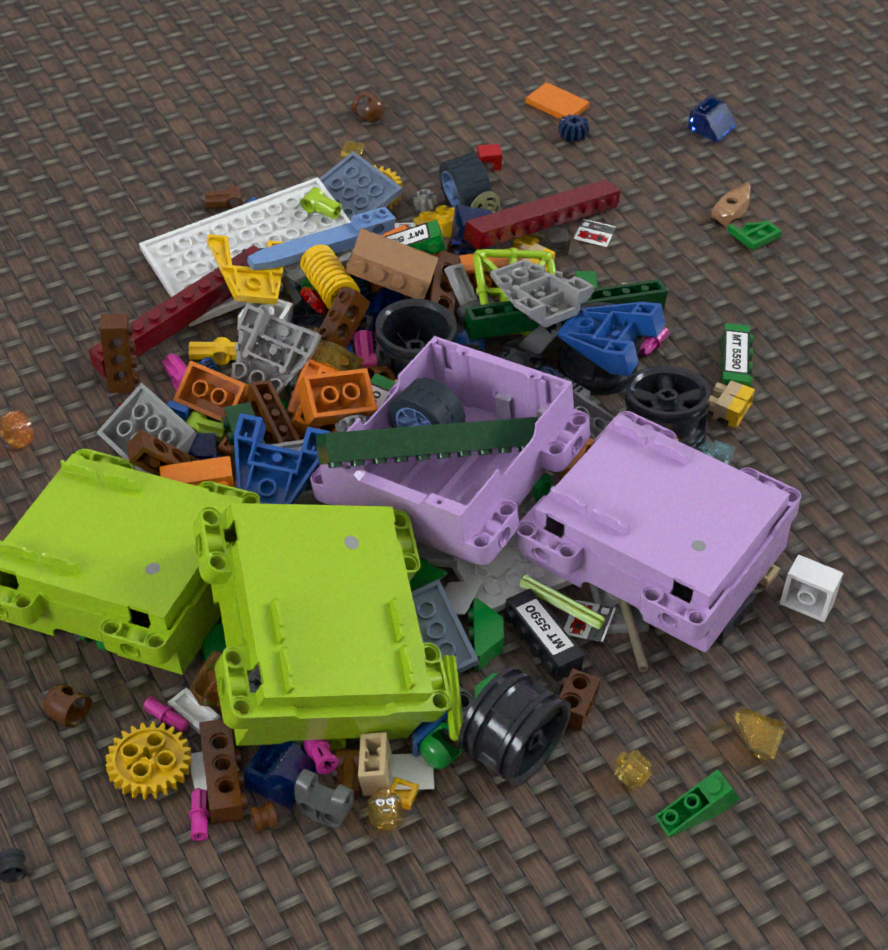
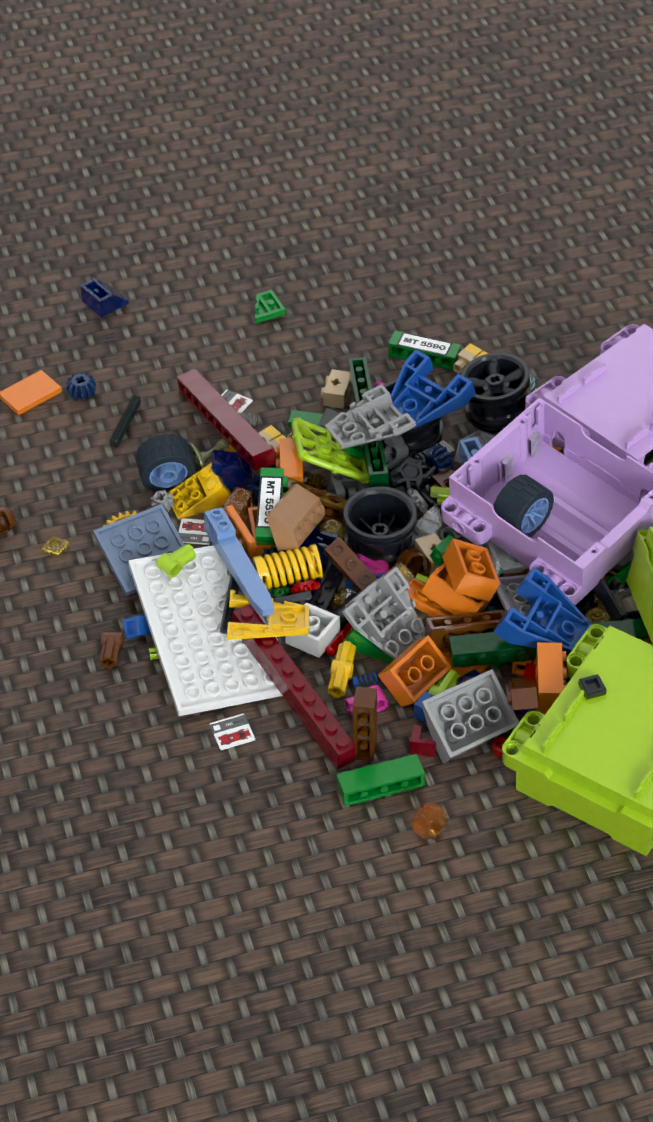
camera: 75 degrees left, 0 degrees up
(75, 393) = (380, 780): none -> green brick
(135, 293) = (232, 731): none -> sticker
(149, 492) = (592, 686): none -> black tile
(423, 441) = (573, 500): dark green brick -> none
(460, 284) = (315, 483): light grey tile -> none
(490, 153) = (107, 445): red panel -> none
(537, 164) = (125, 421): none -> black axle
(727, 212) = (231, 318): medium nougat piece -> none

